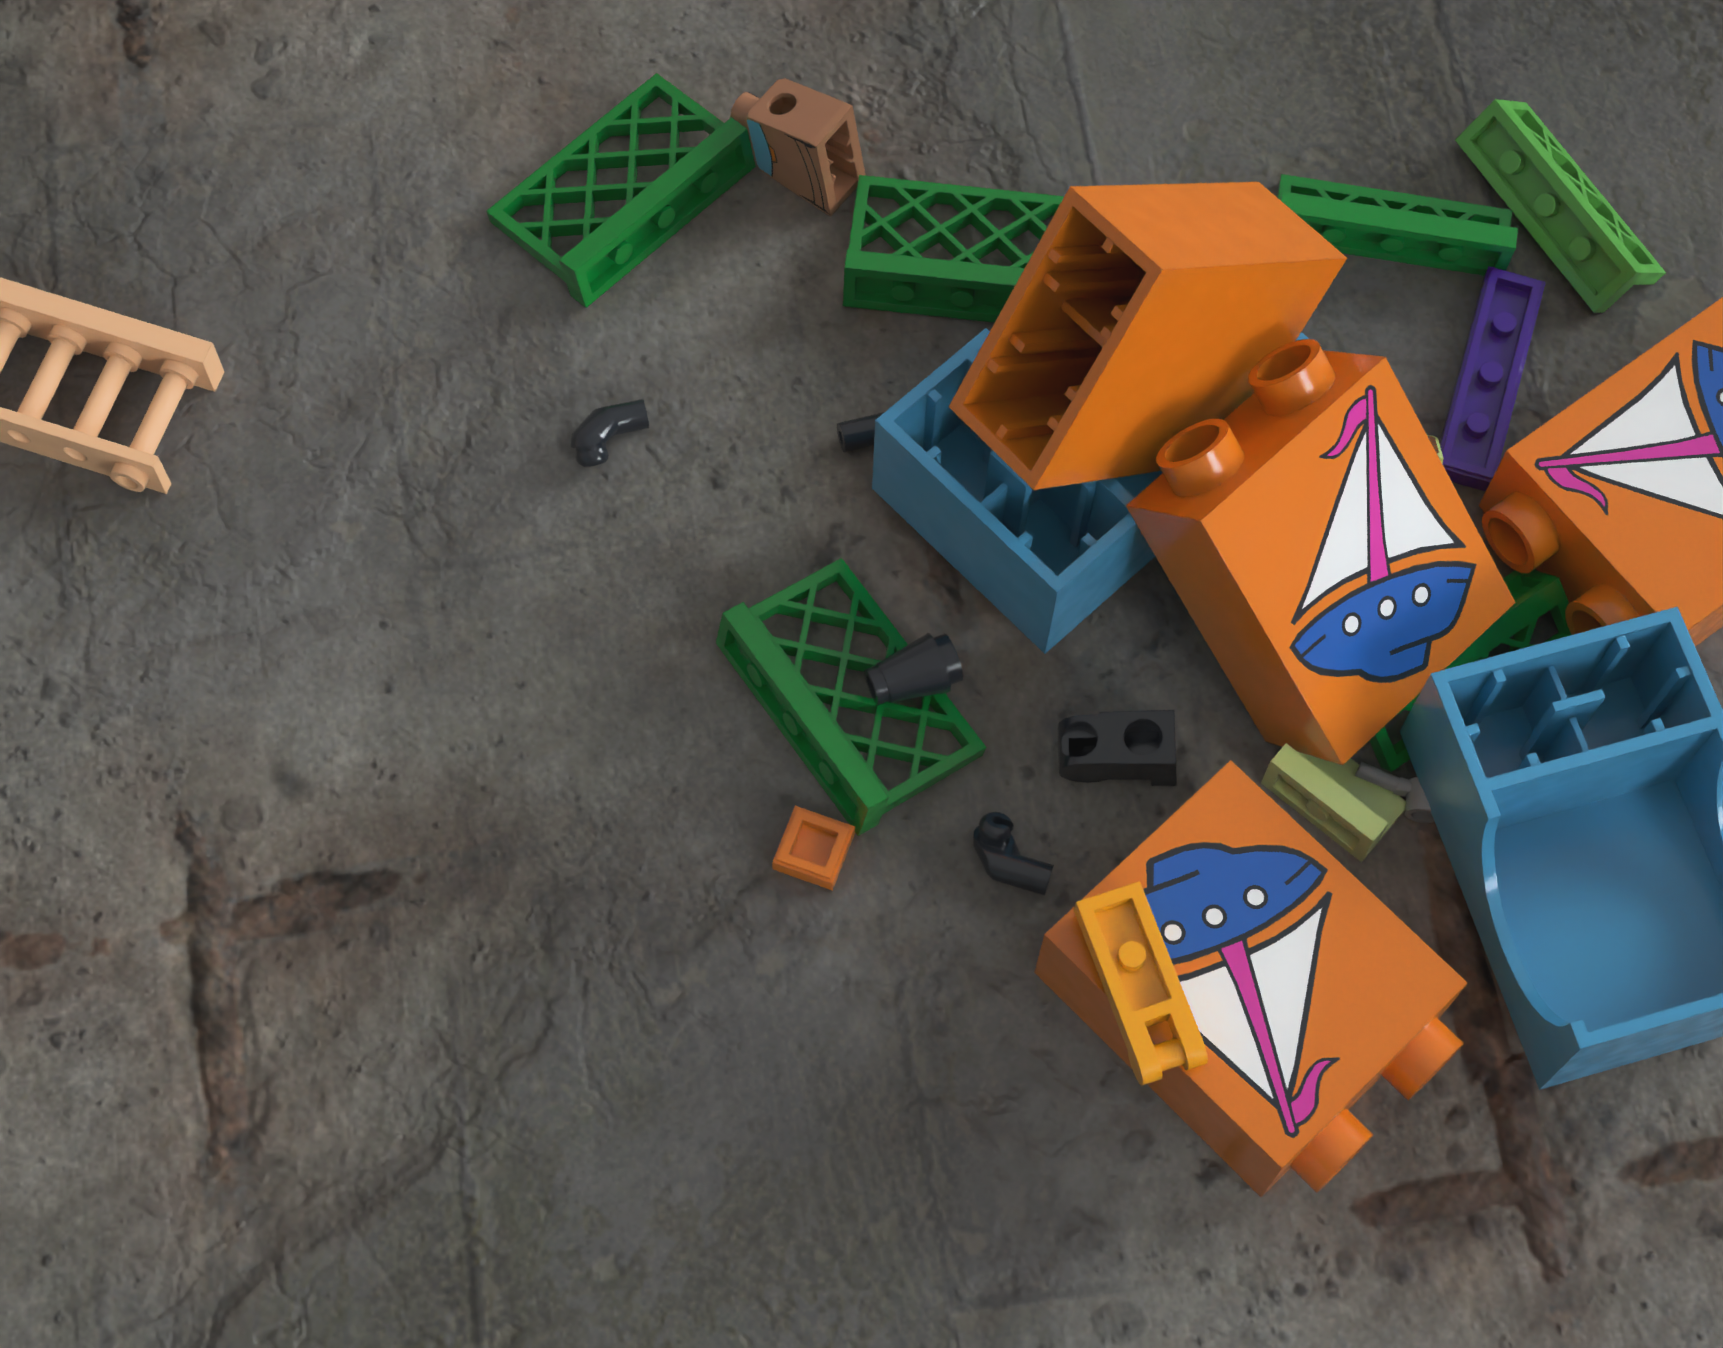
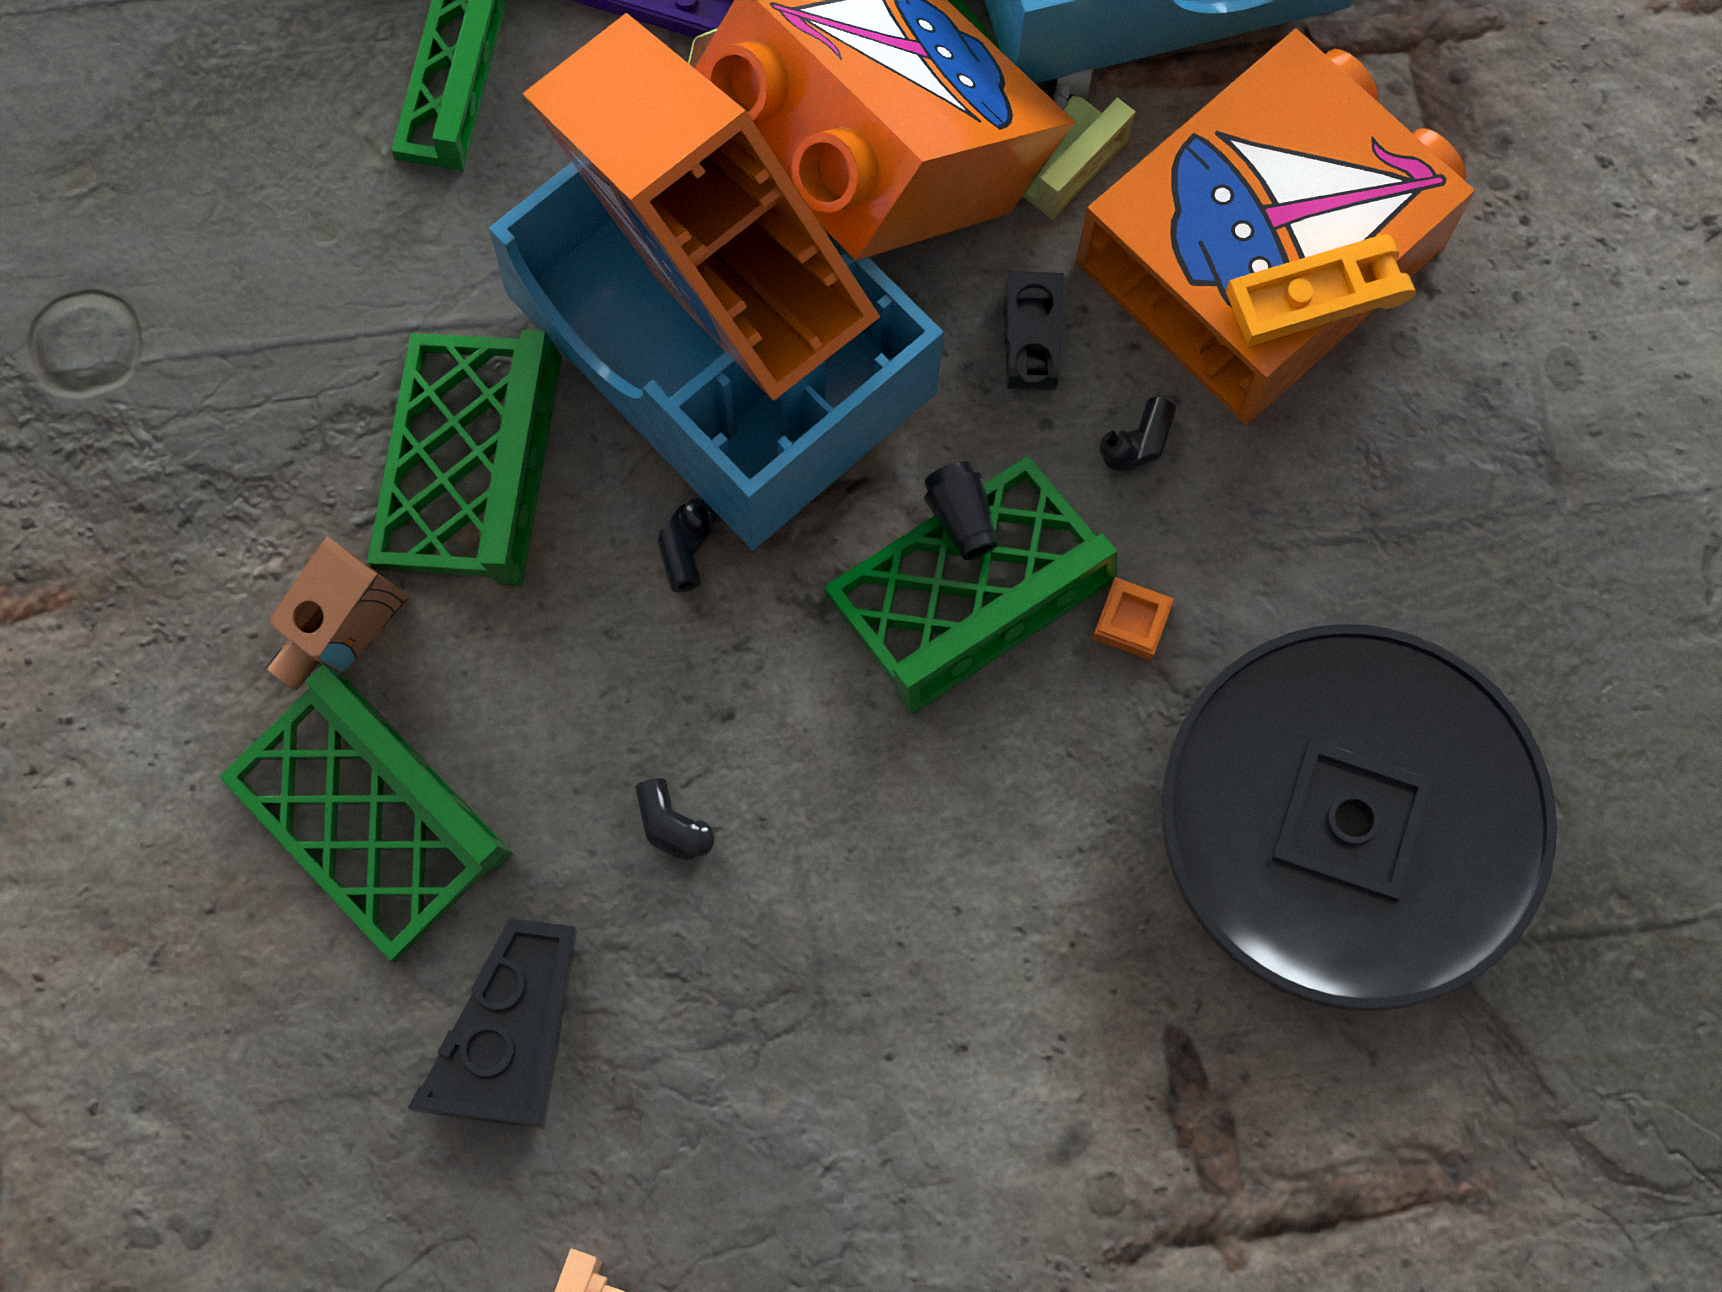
camera: 90 degrees left, 5 degrees up
(408, 302) = (507, 1038): none -> black wing
(573, 952) = (1449, 798): none -> black dish

